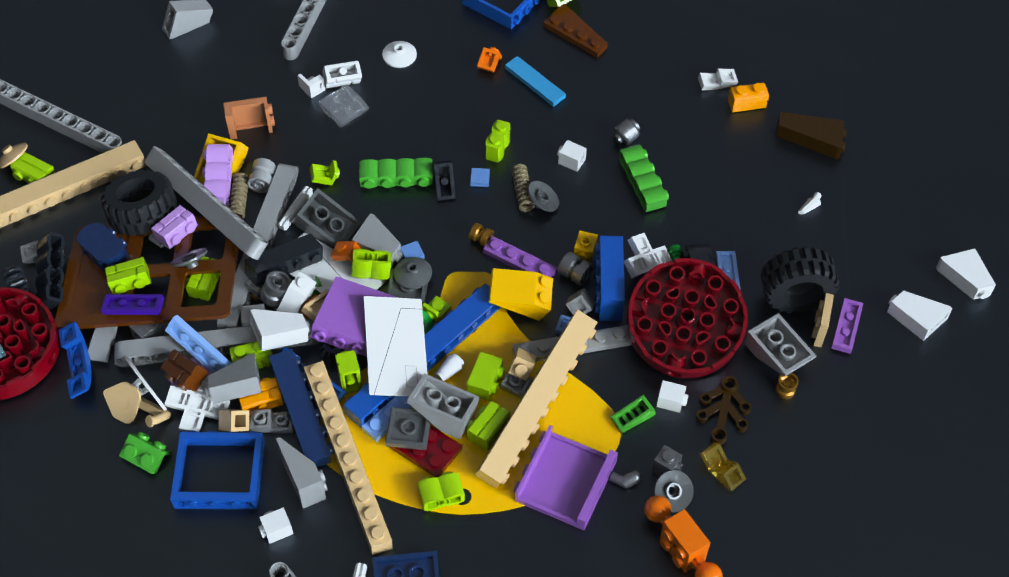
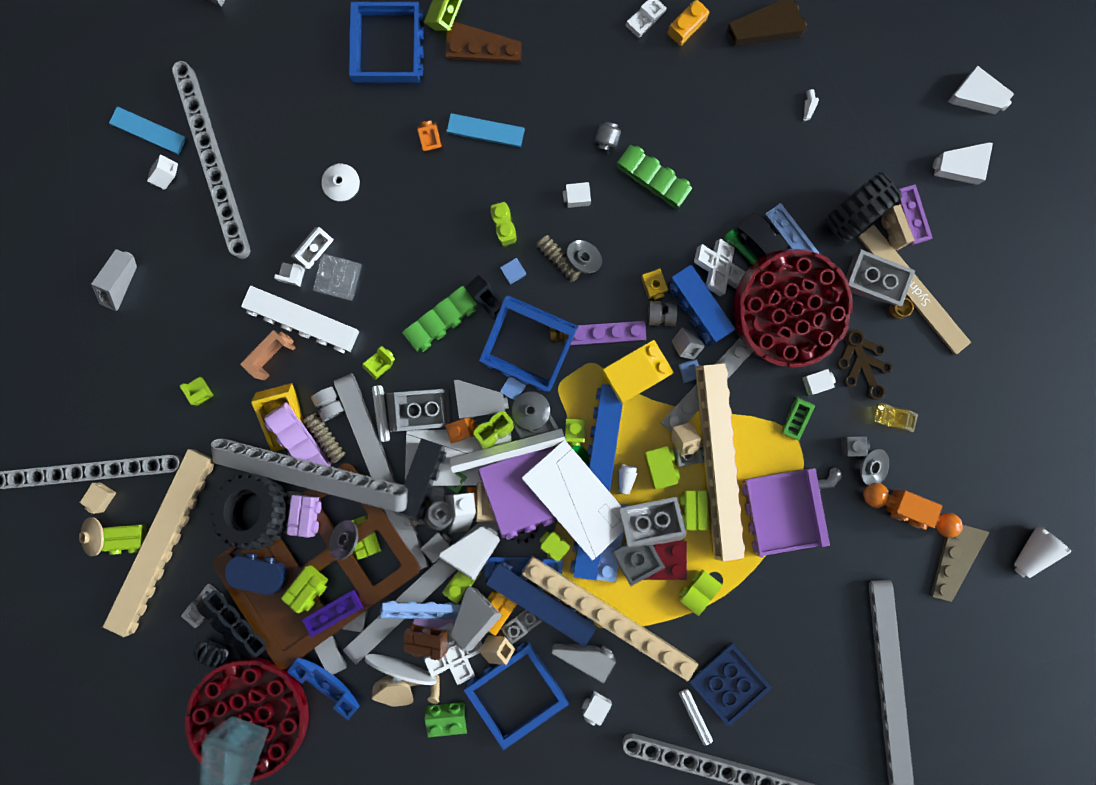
camera: 30 degrees left, 30 degrees up
(40, 135) = (97, 498): none -> tan brick
(175, 116) = (196, 391): none -> lime panel
(293, 114) = (299, 318): none -> white brick
(366, 282) = (507, 450): none -> tile
(432, 199) = (541, 316): none -> blue window
(812, 391) = (918, 294): none -> tan tile

